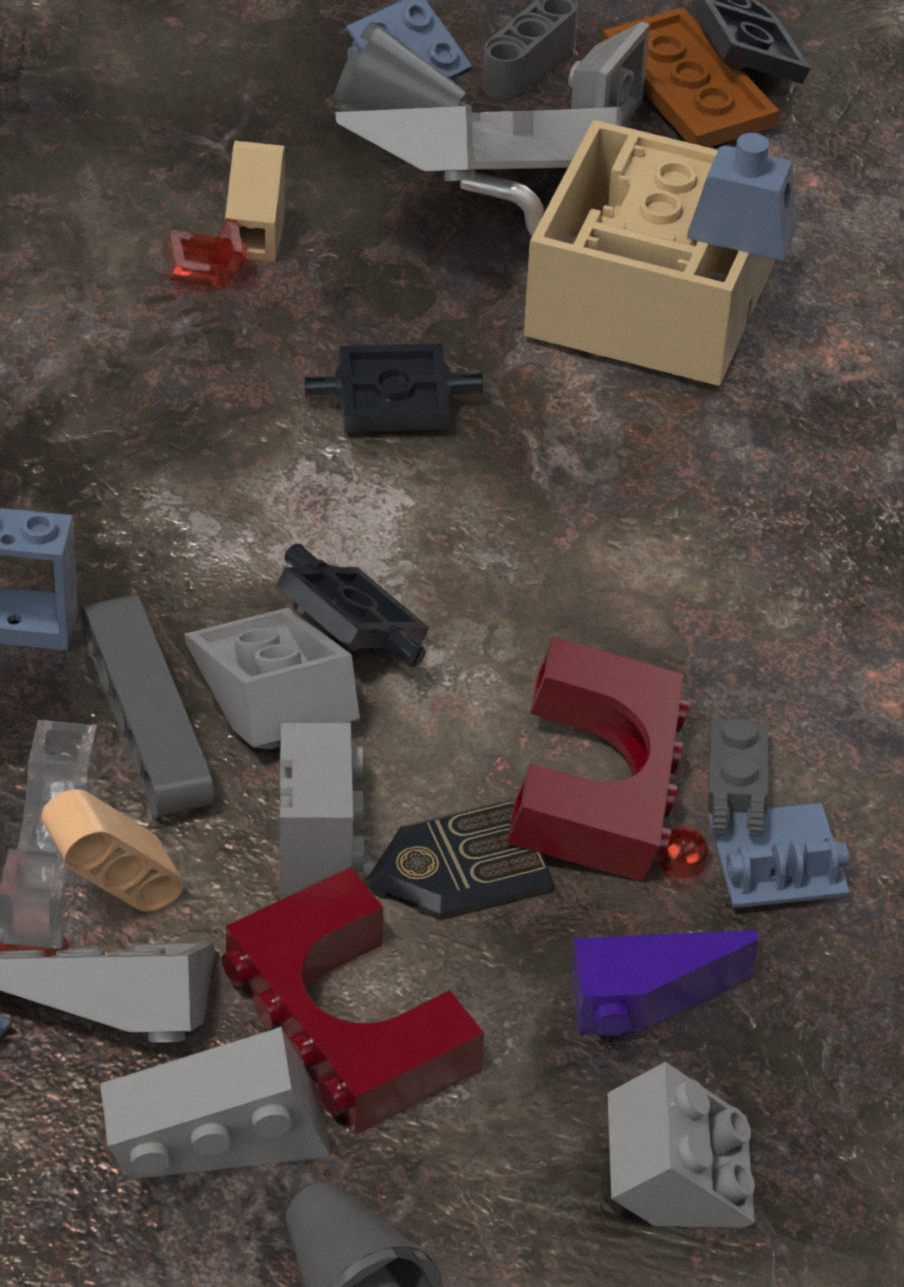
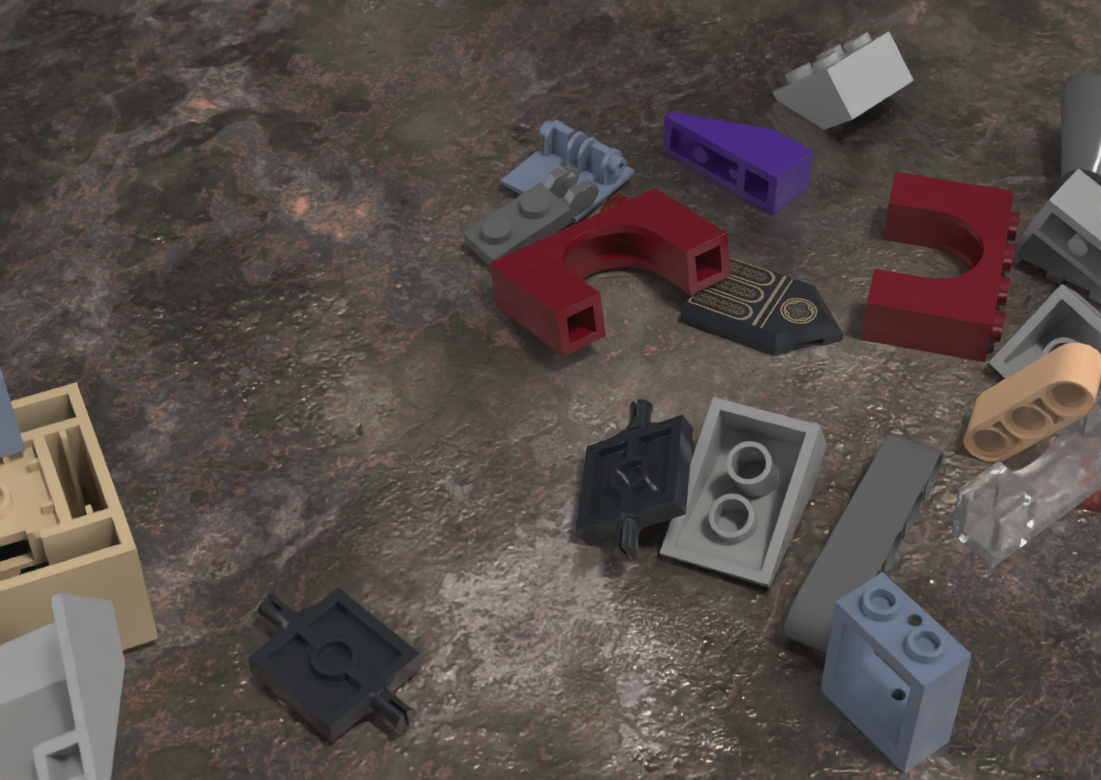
camera: 130 degrees left, 0 degrees up
(318, 804) = (842, 357): light grey wedge -> none

